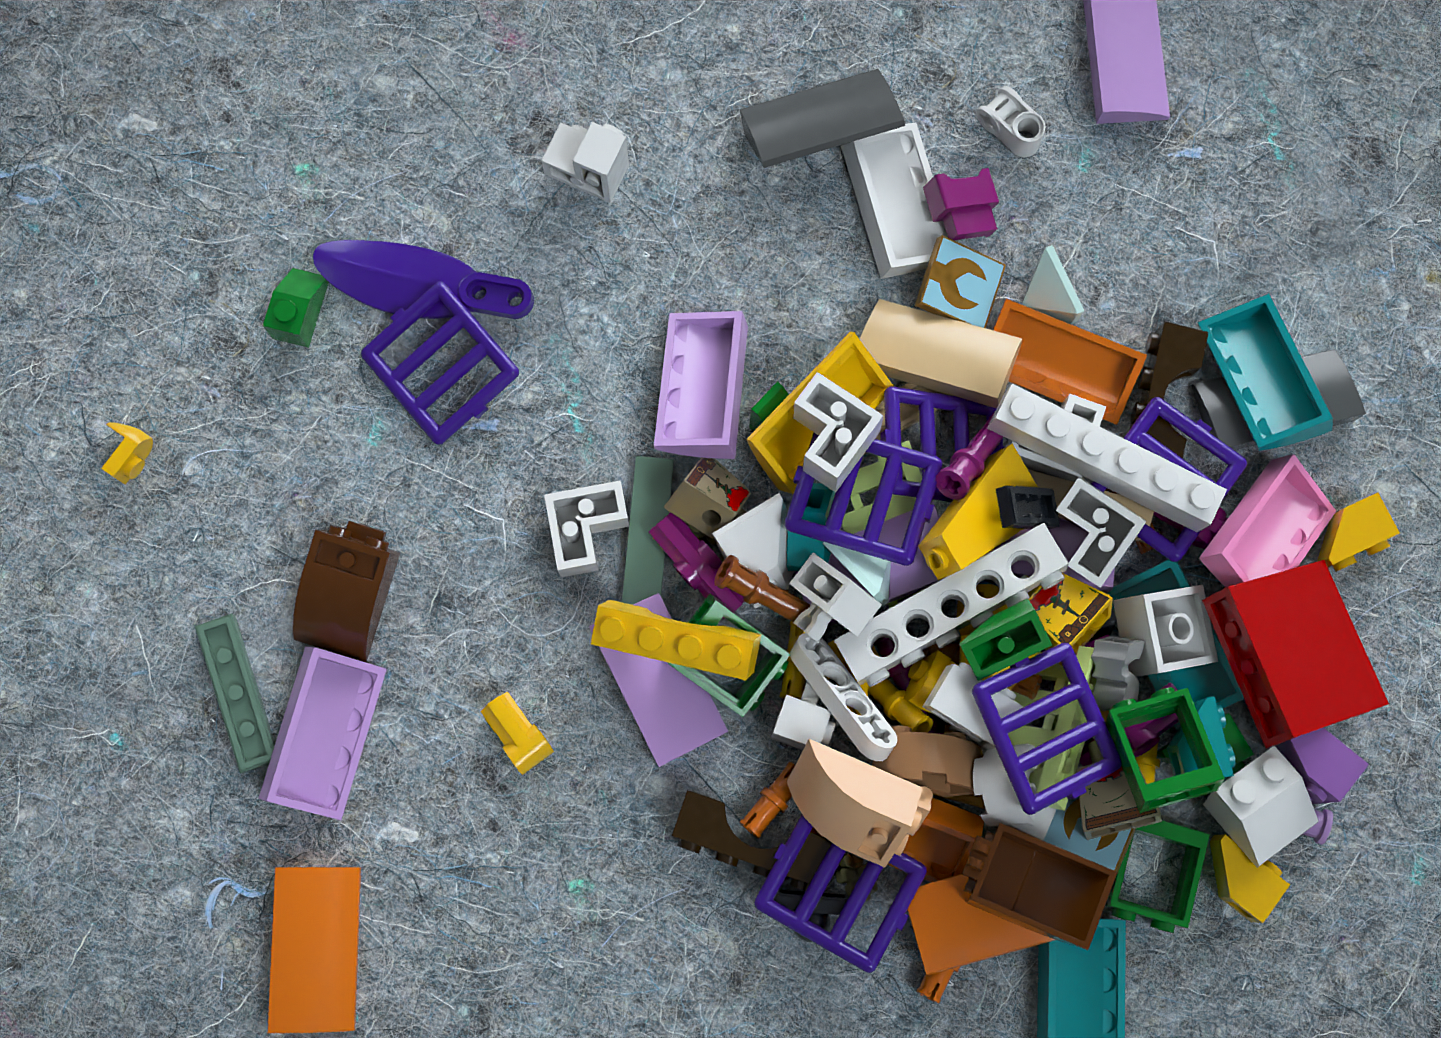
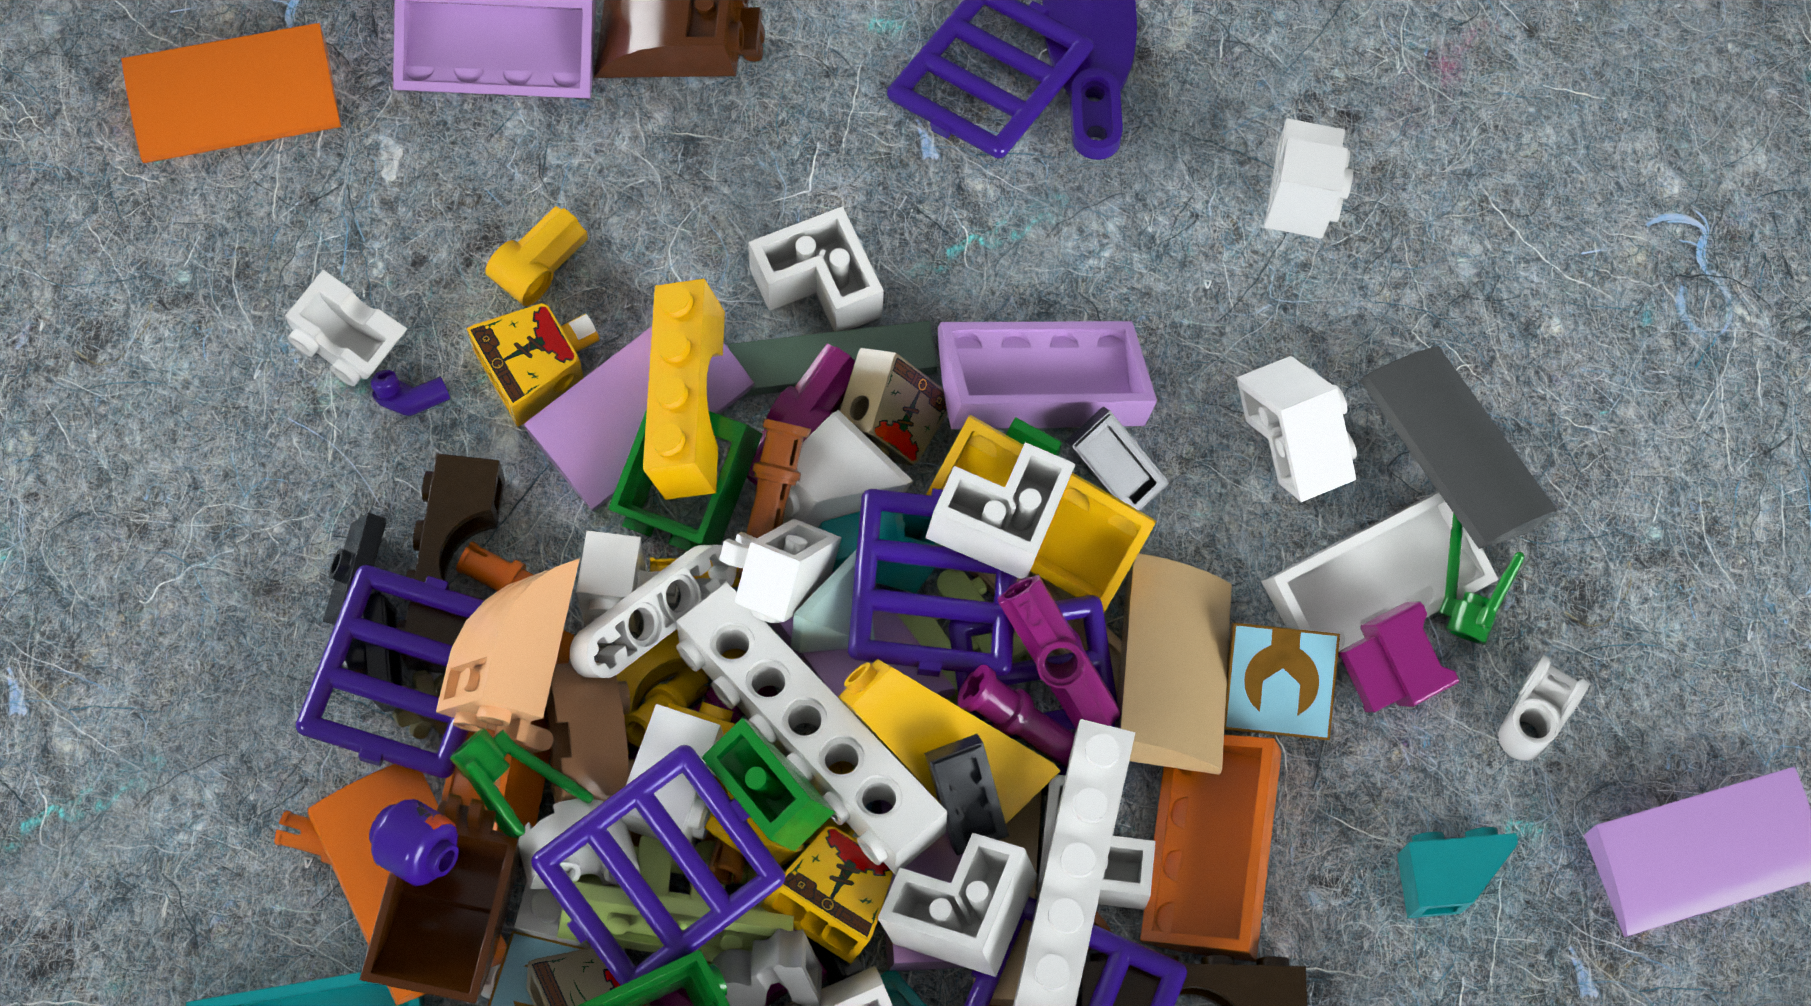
camera: 75 degrees right, 10 degrees down
(549, 888) = (341, 329): none -> white cylinder
(600, 752) = (531, 356): none -> yellow torso
(610, 852) = (405, 398): none -> dark purple arm
(740, 913) = (359, 550): none -> black plate
(780, 217) = (1303, 425): none -> white brick
(782, 350) = (1117, 460): none -> tile
(934, 422) = (1046, 629): none -> magenta piece
(941, 144) = (1474, 614): none -> green plant
(947, 834) = (483, 763): none -> green plant
(1001, 894) = (414, 842): none -> dark purple head
(1052, 290) = (1309, 806): light aqua slope -> none
(1114, 211) = (1450, 874): none -> teal slope

